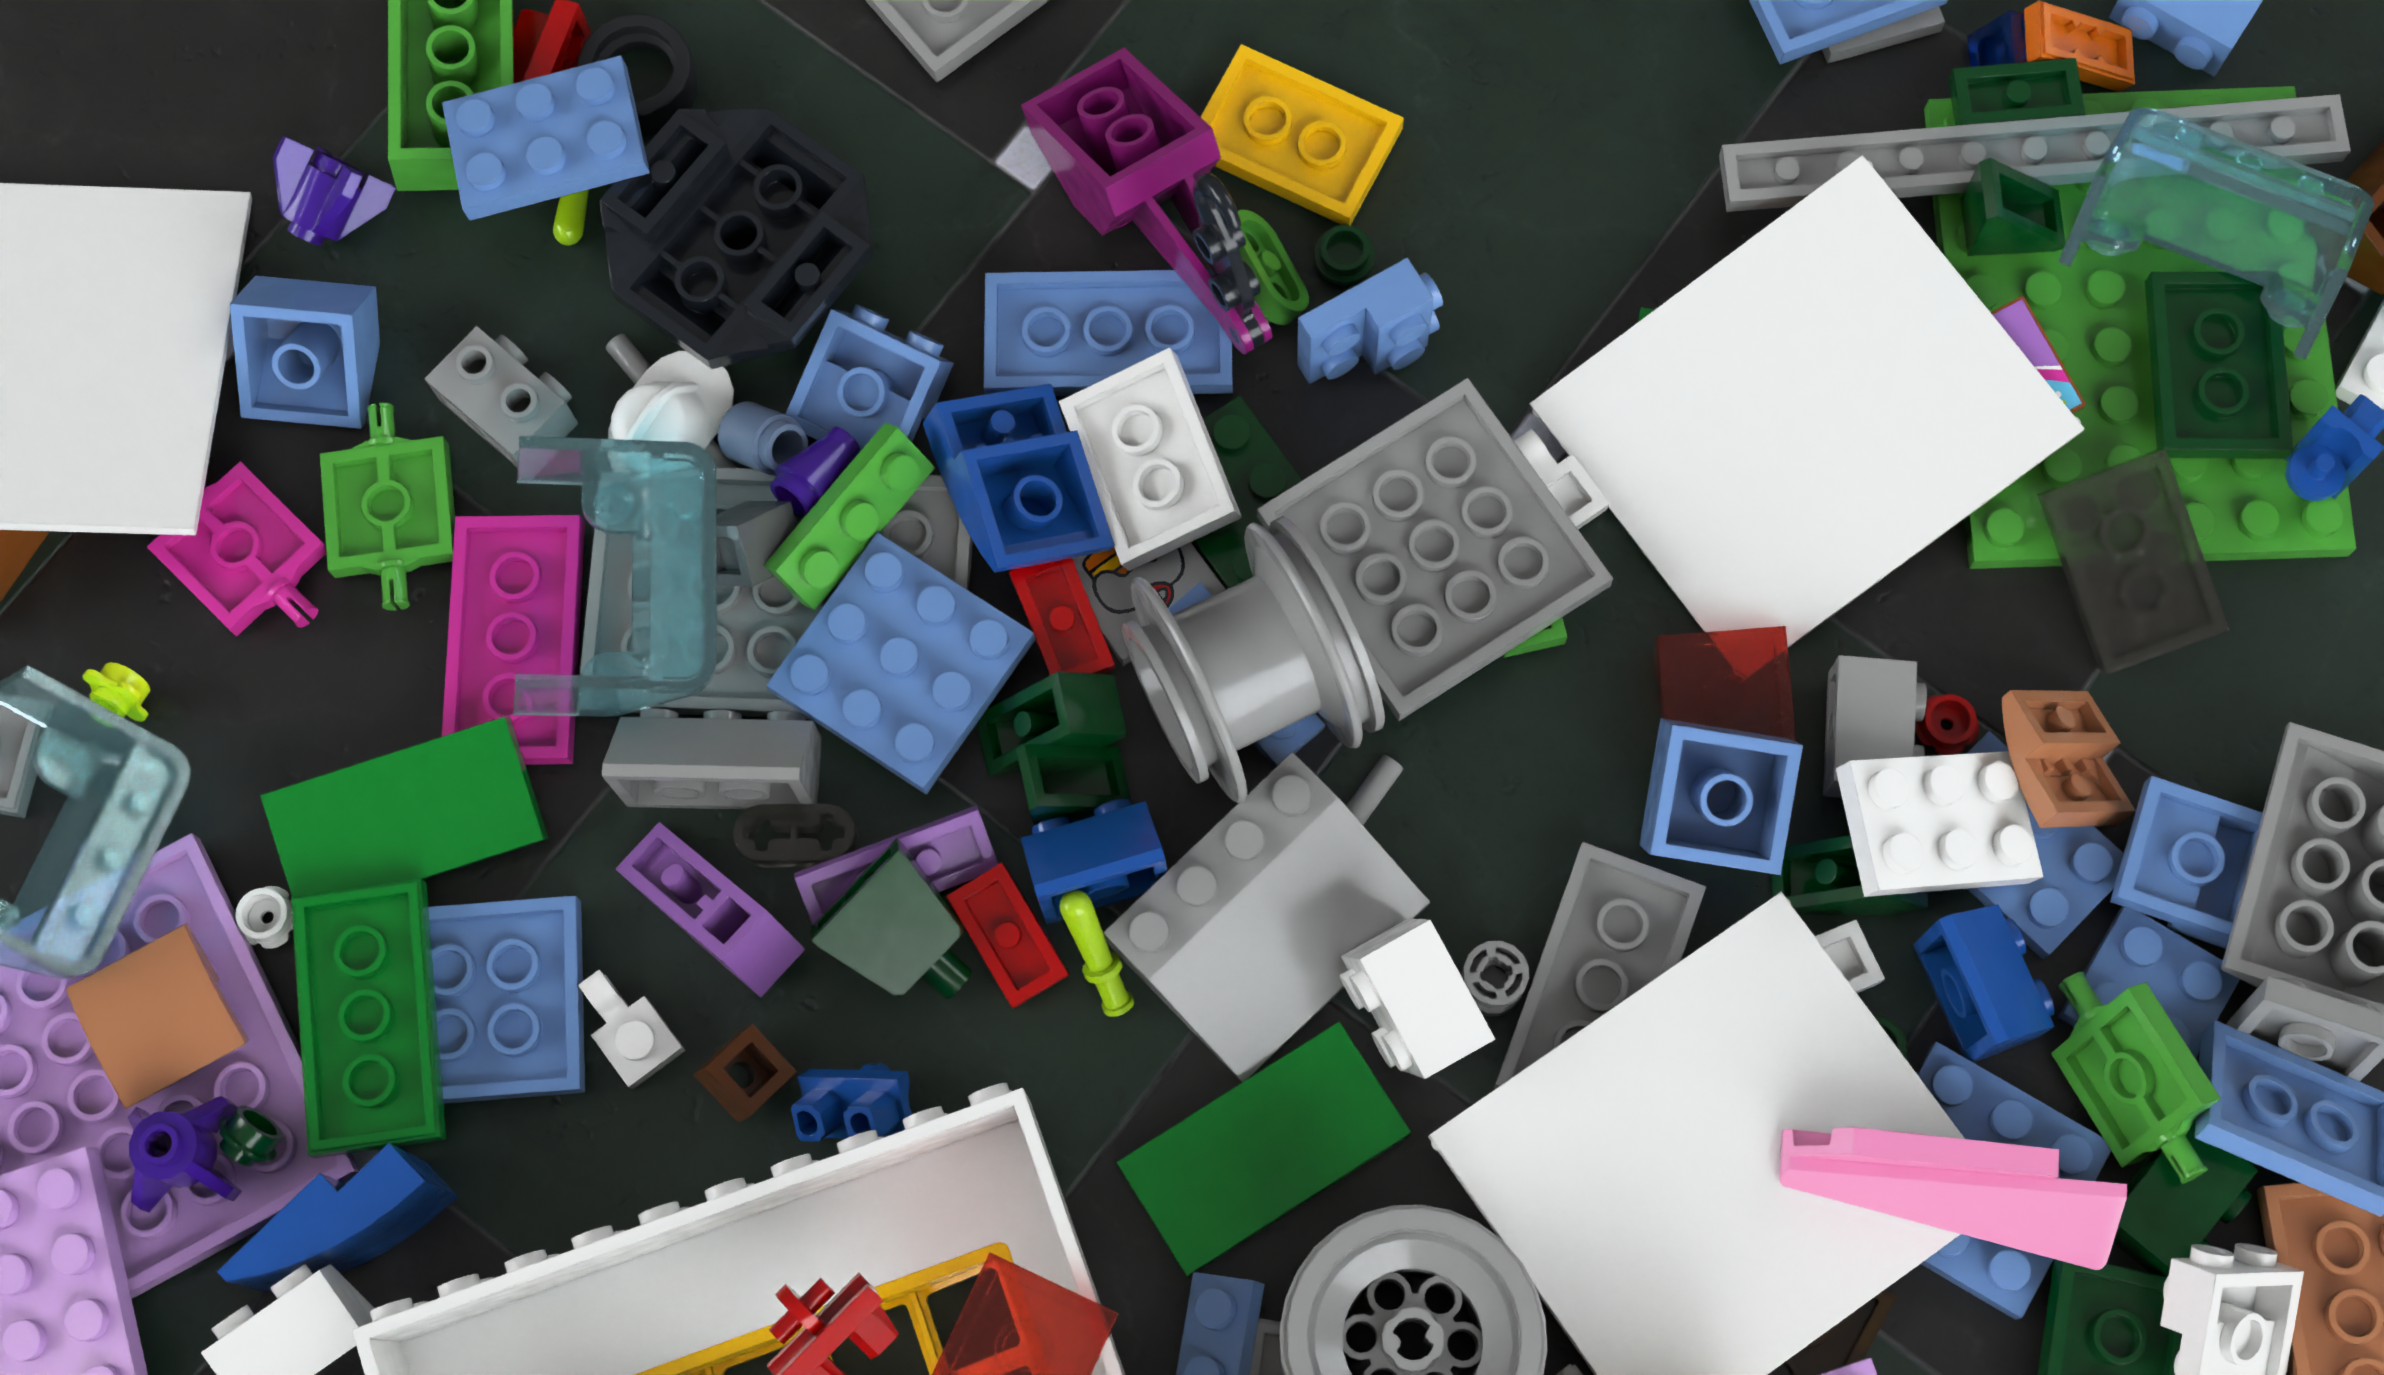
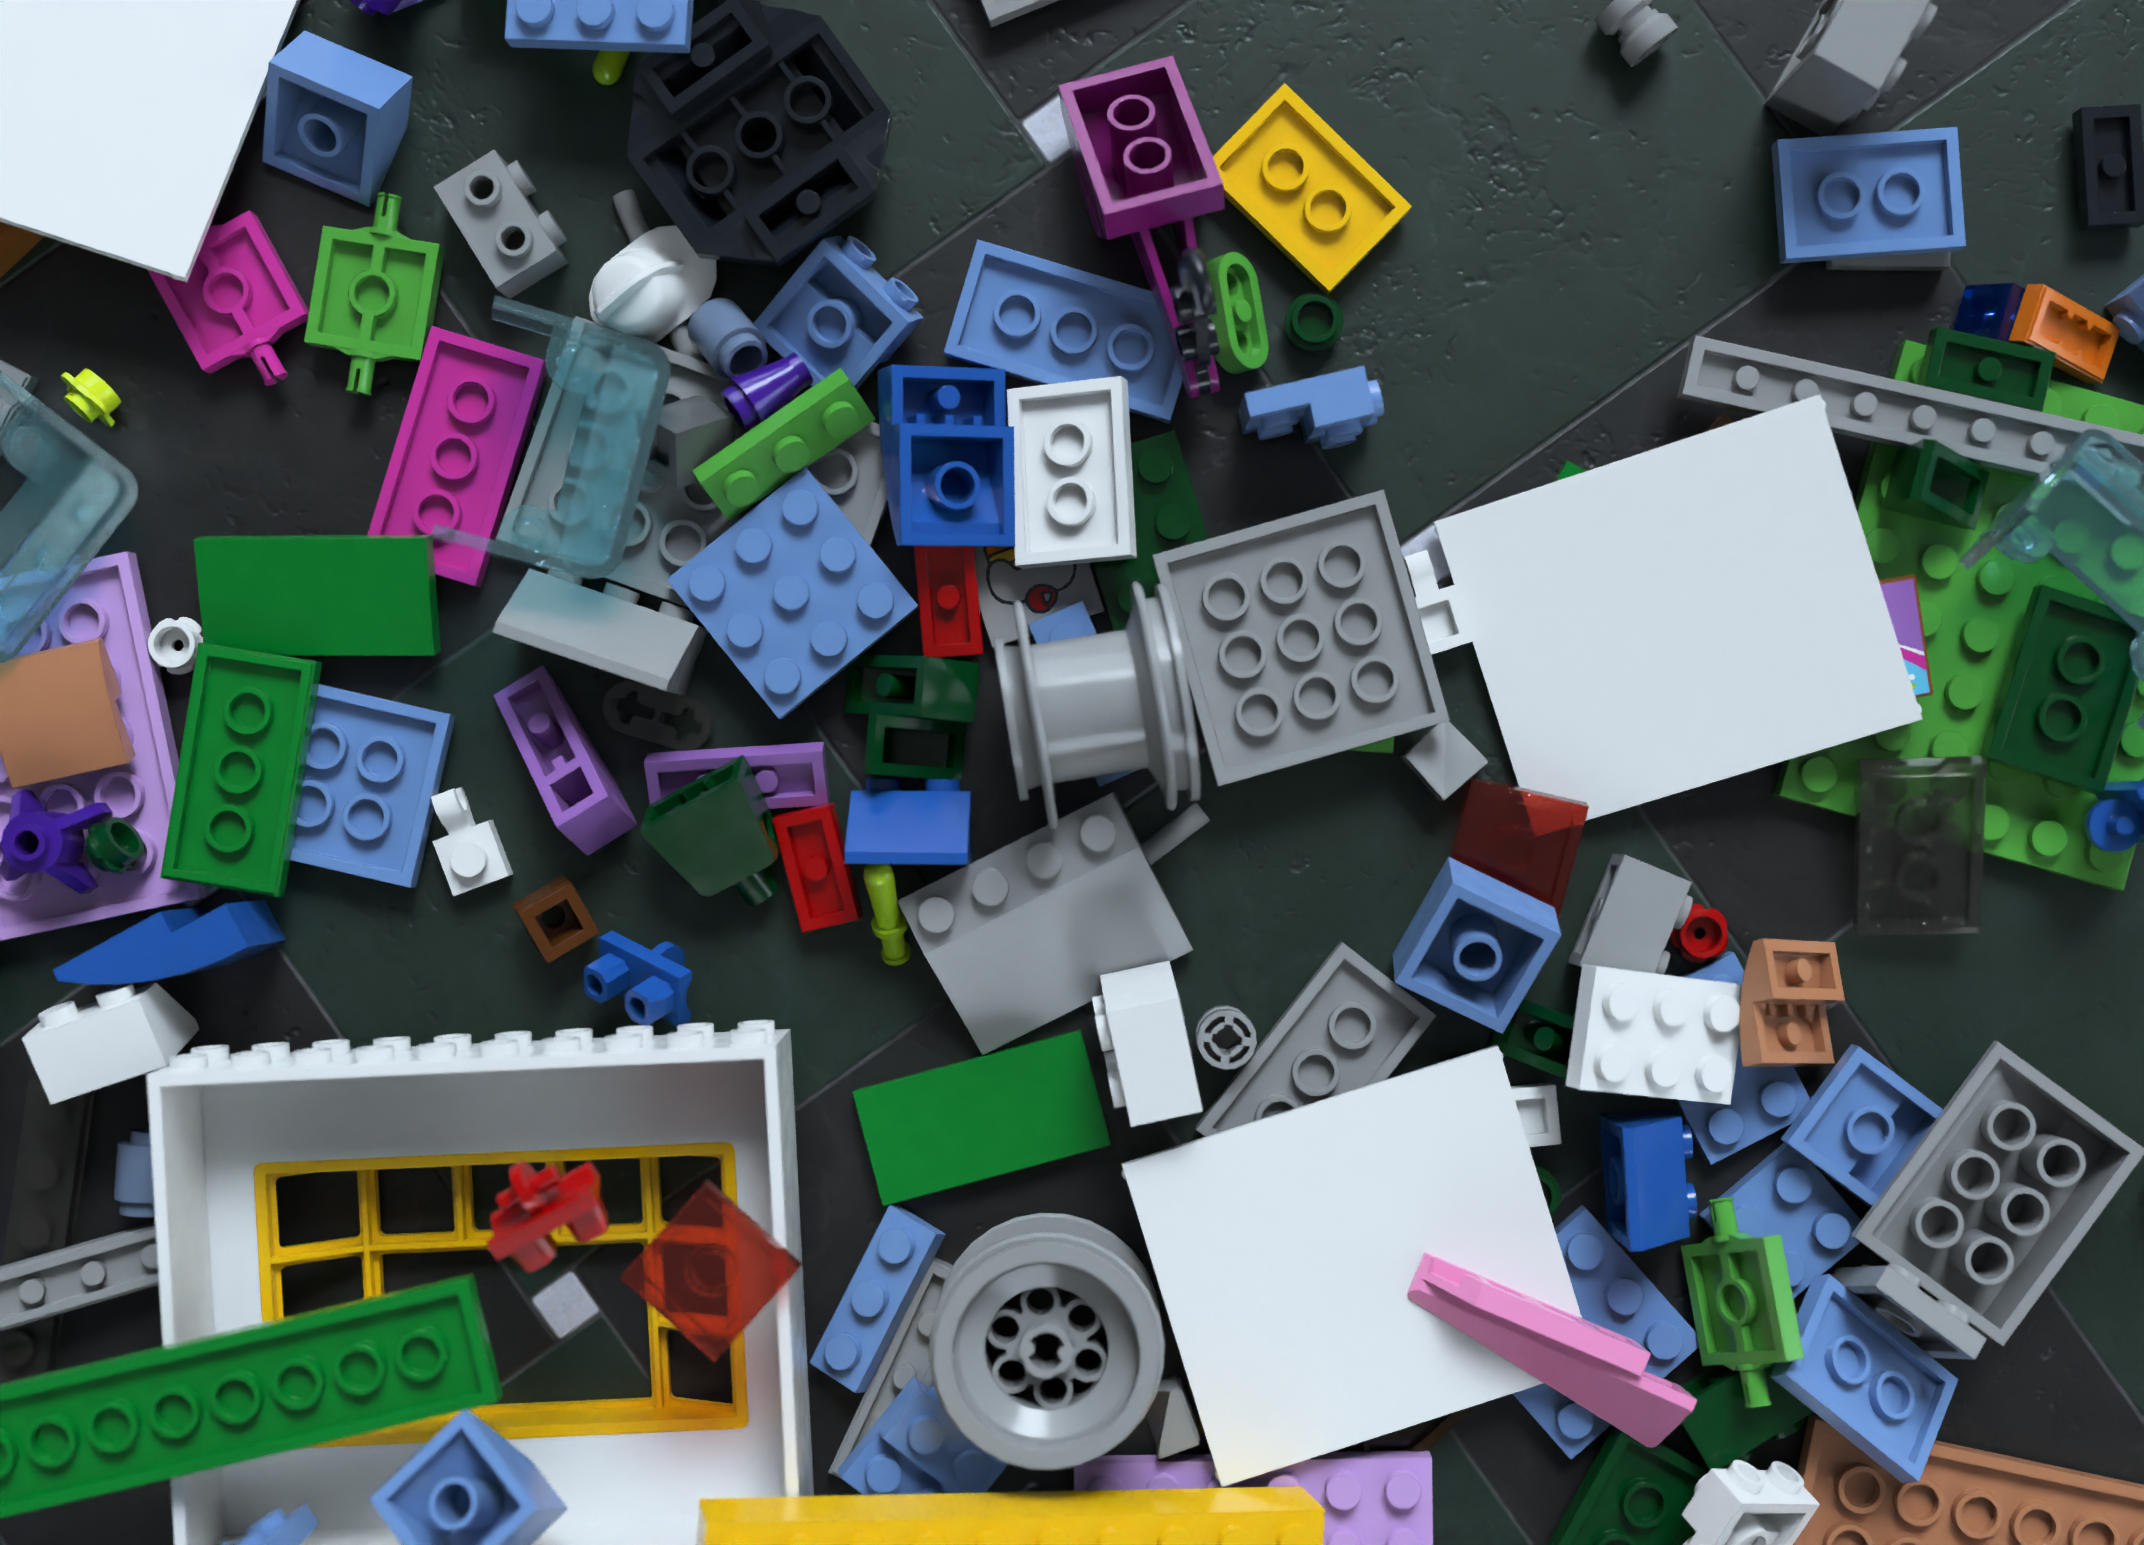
camera: 10 degrees right, 15 degrees up
(1621, 632) = (1443, 760): none -> light grey slope

